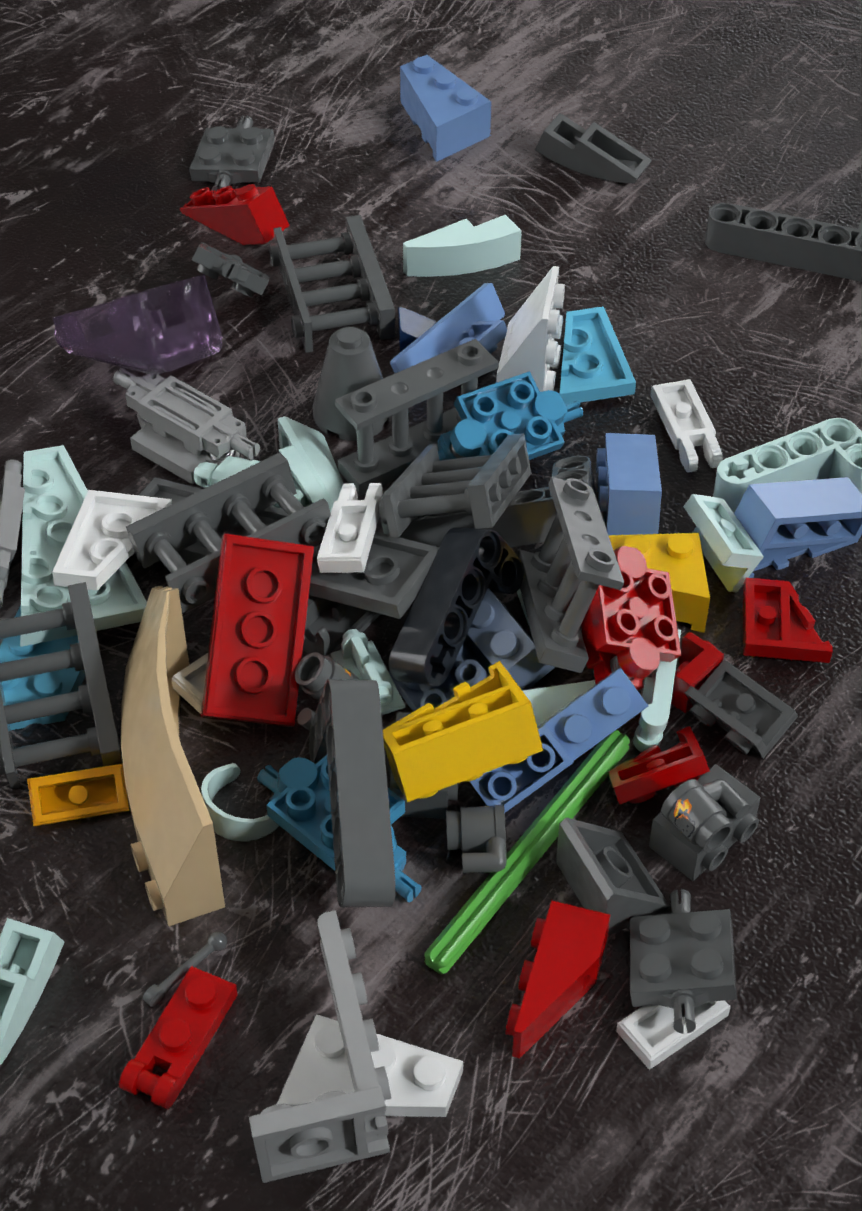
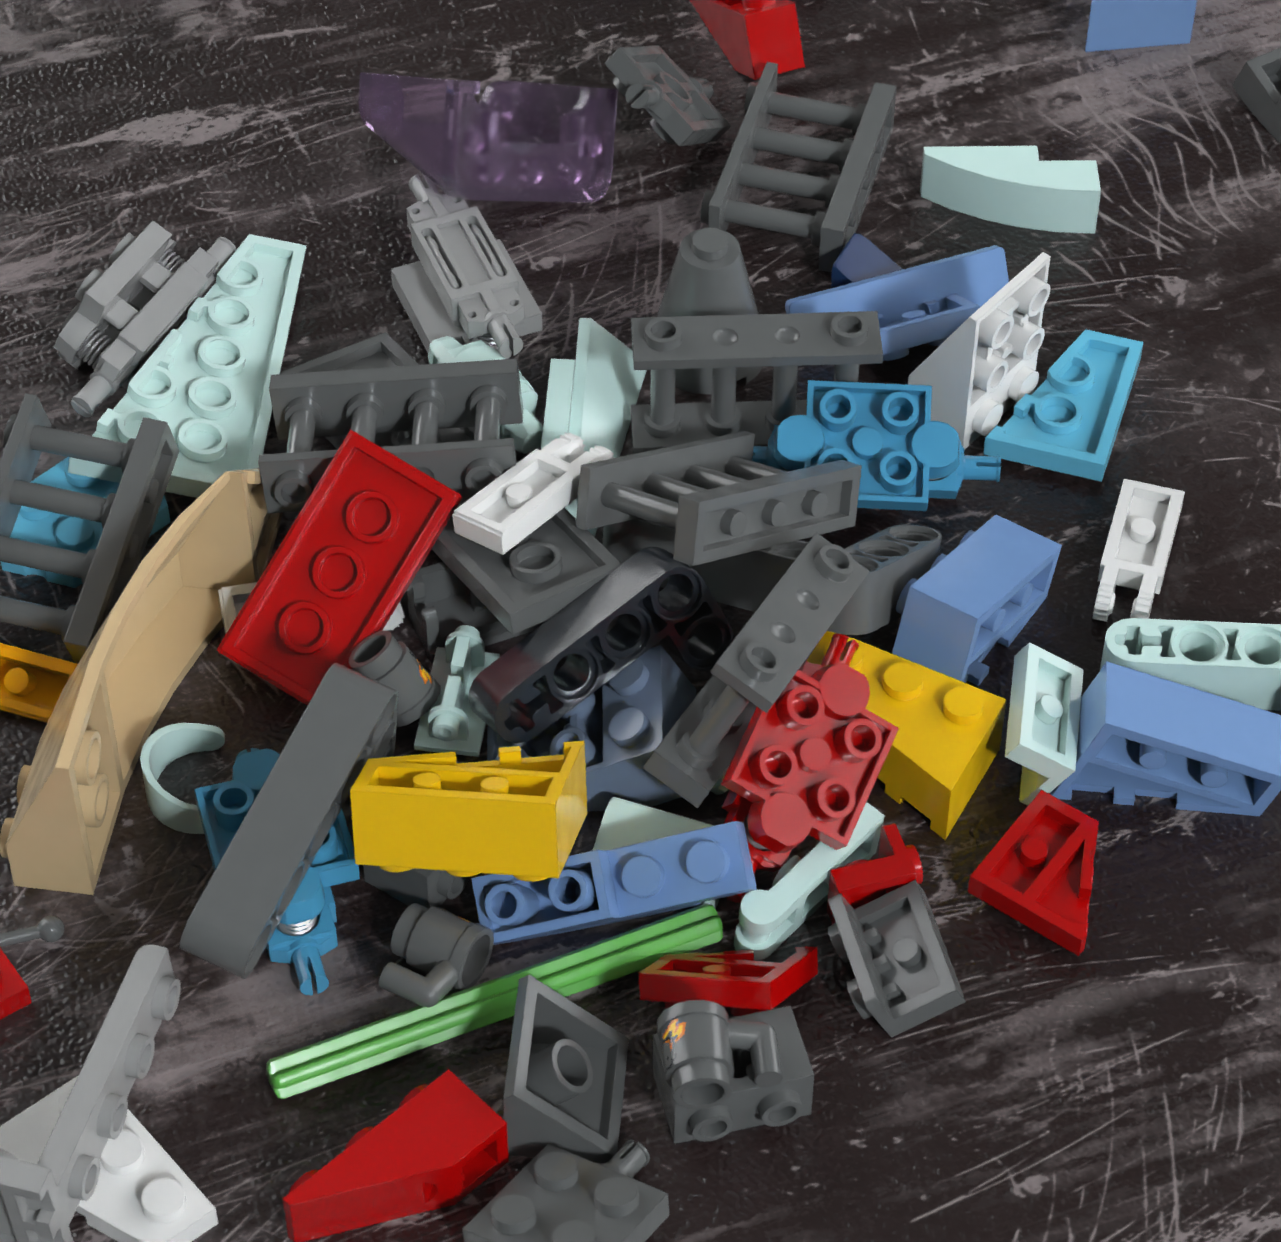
camera: 30 degrees right, 0 degrees up
(99, 537) = (235, 382): white wing -> none

